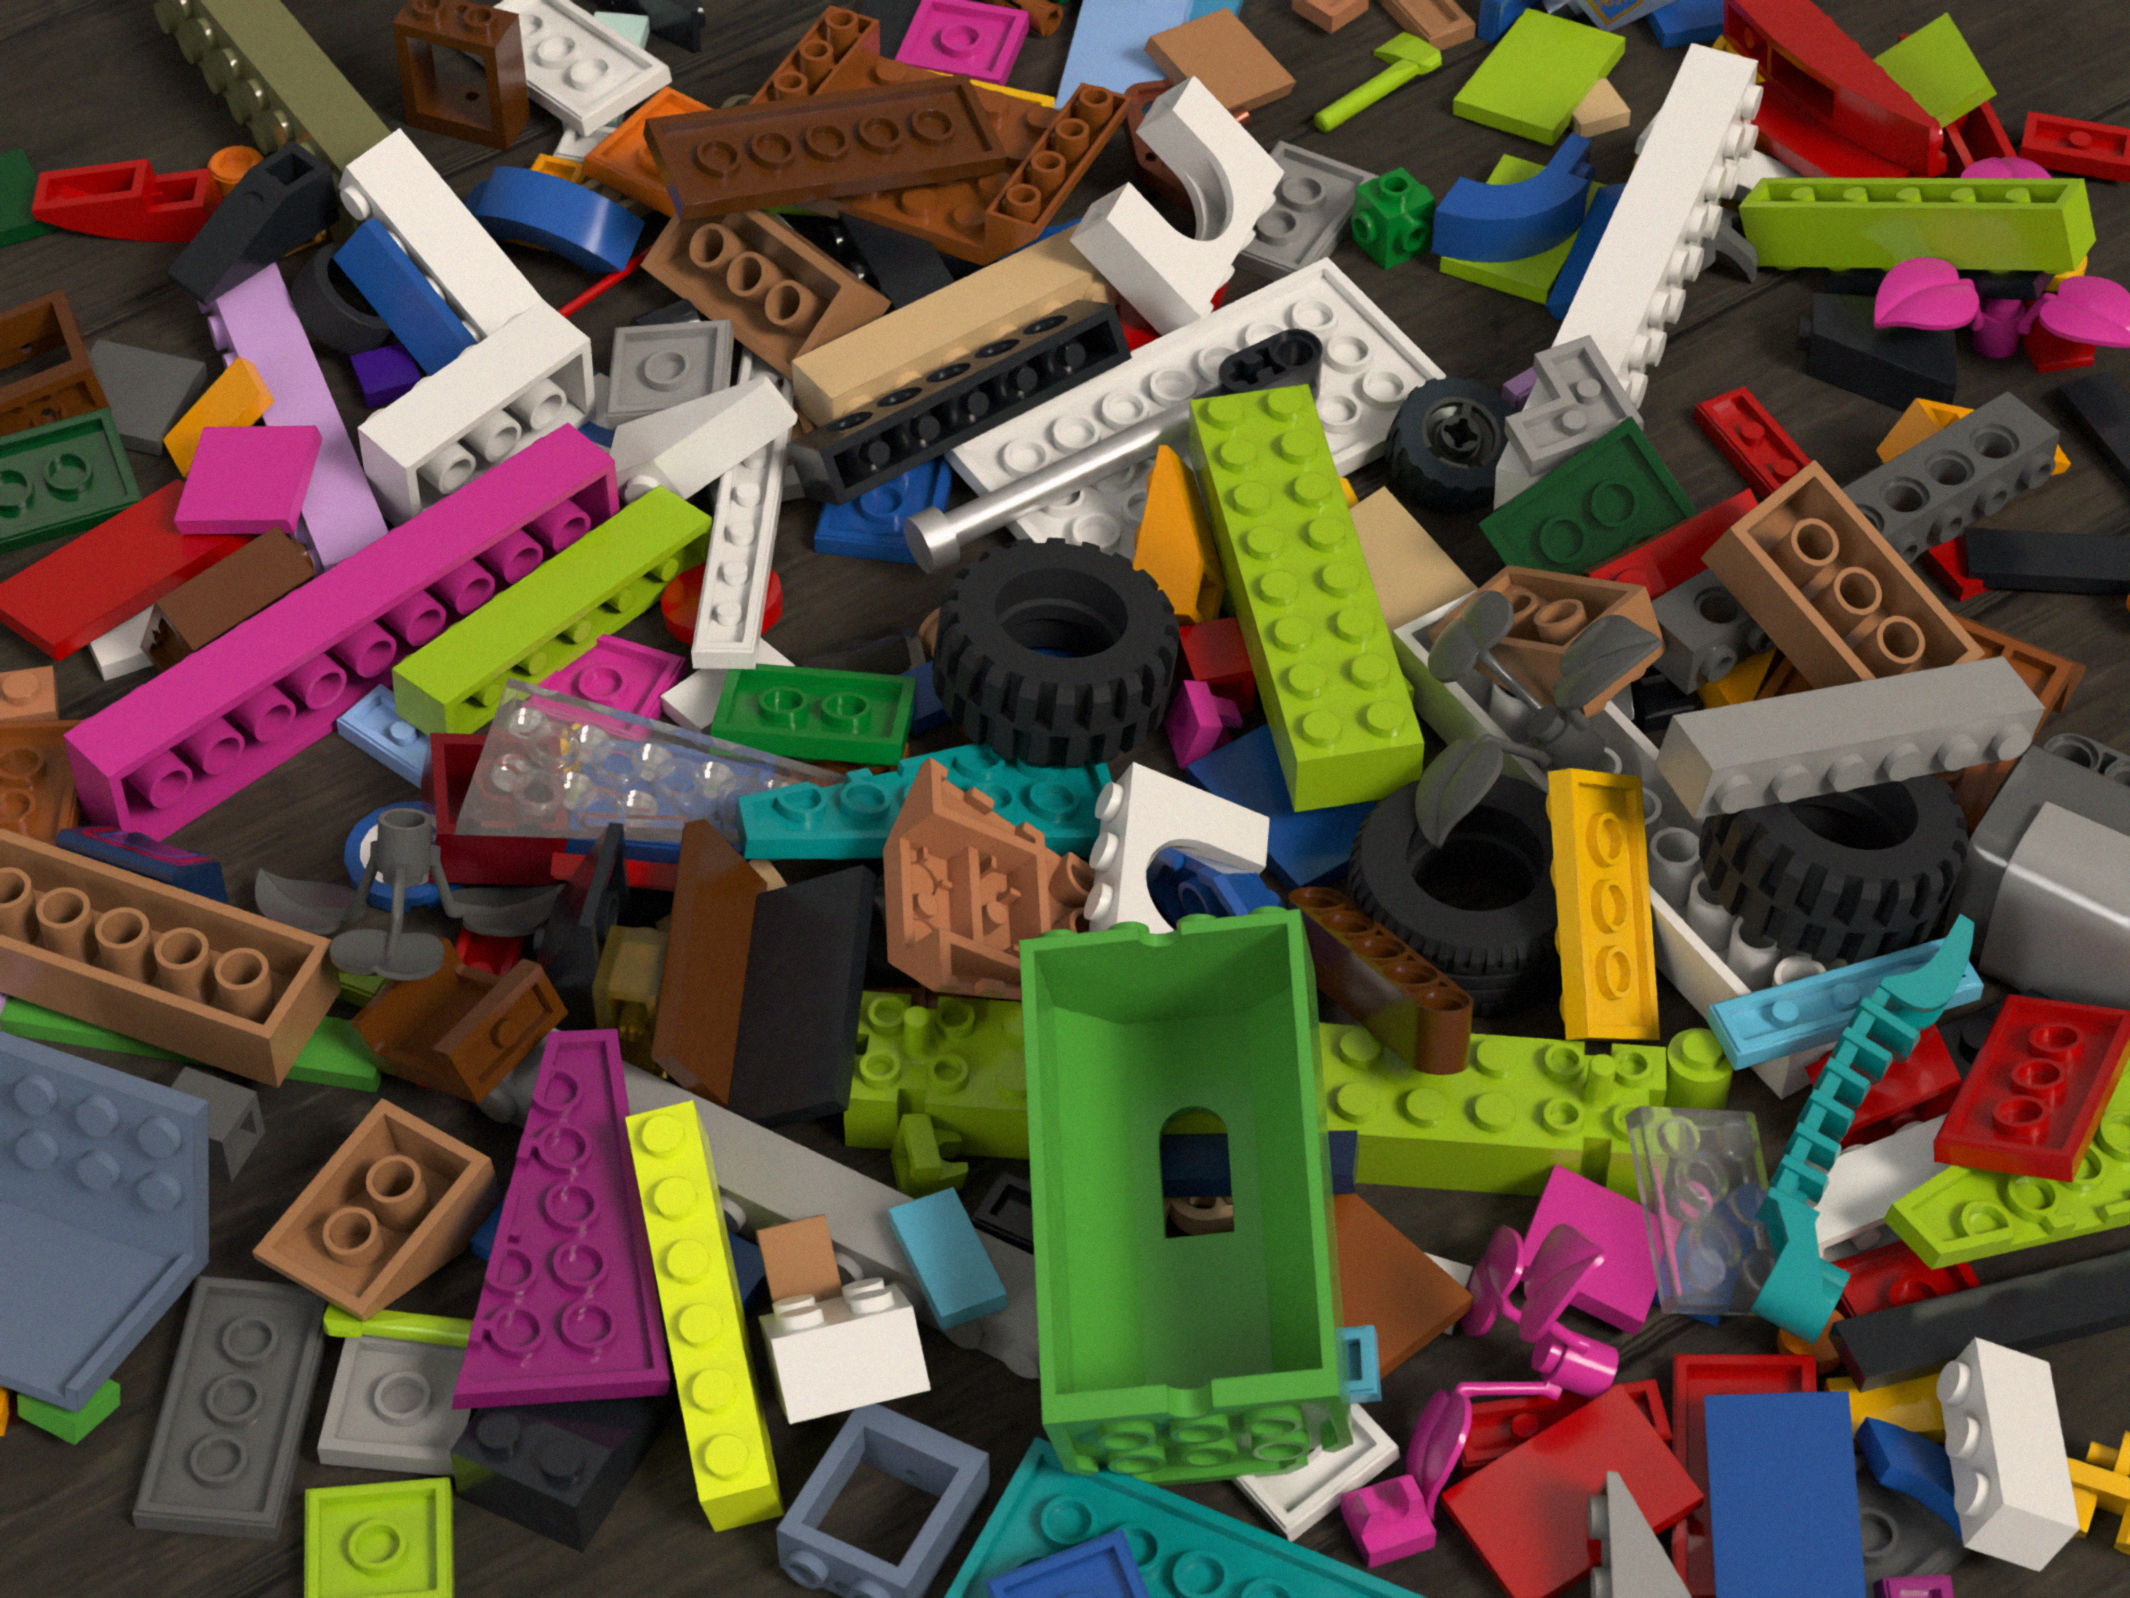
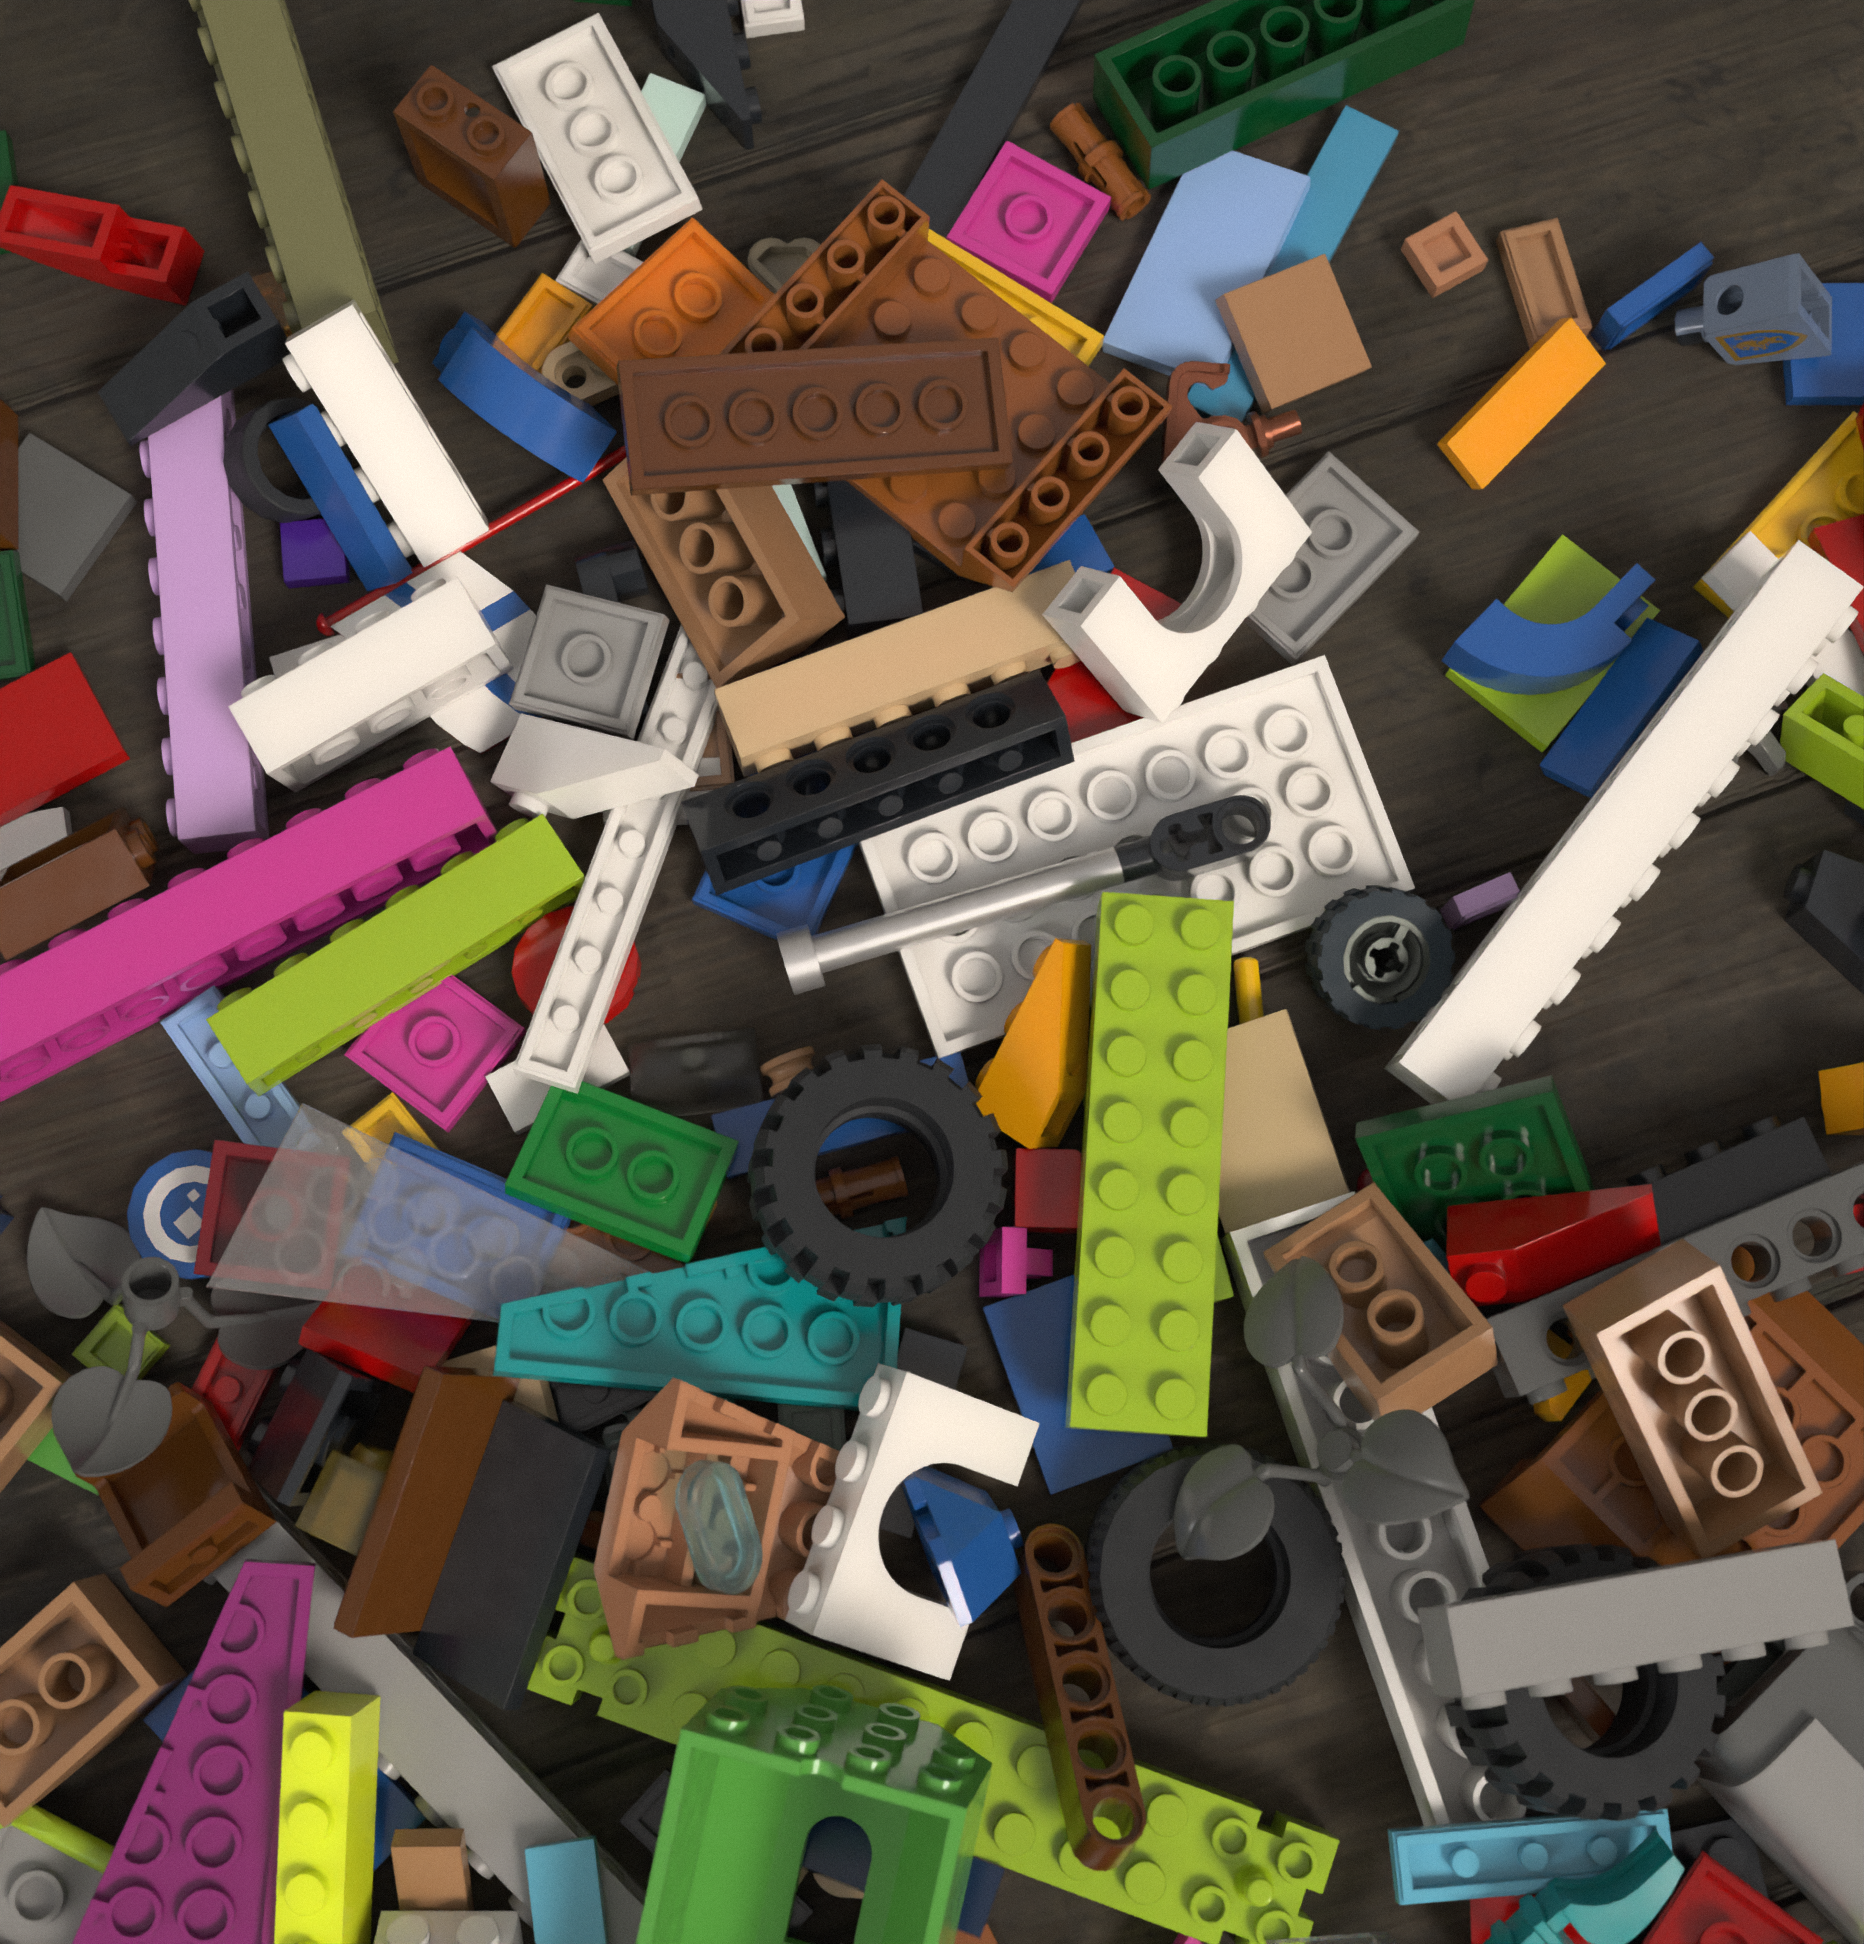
camera: 10 degrees right, 30 degrees up
(231, 165) = (224, 214): orange tile -> none
(232, 401) = (120, 595): light orange tile -> none
(248, 479) = (125, 703): dark pink tile -> none
(919, 1156) = (583, 1759): lime tile -> none
(994, 894) = (719, 1526): none -> clear light blue tile
(1393, 218) = (1402, 621): green brick -> none
(1408, 58) = (1504, 344): lime piece -> none
(1433, 79) = (1521, 403): none -> light orange tile
(1538, 76) = (1637, 422): lime tile -> none
(1582, 408) = (1517, 1038): light grey plate -> none
(1600, 111) = (1680, 481): tan tile -> none
(1602, 906) = (1325, 1682): yellow plate -> none
(1697, 1071) = (1362, 1854): lime brick -> none
(1750, 440) = (1704, 1035): red tile -> none

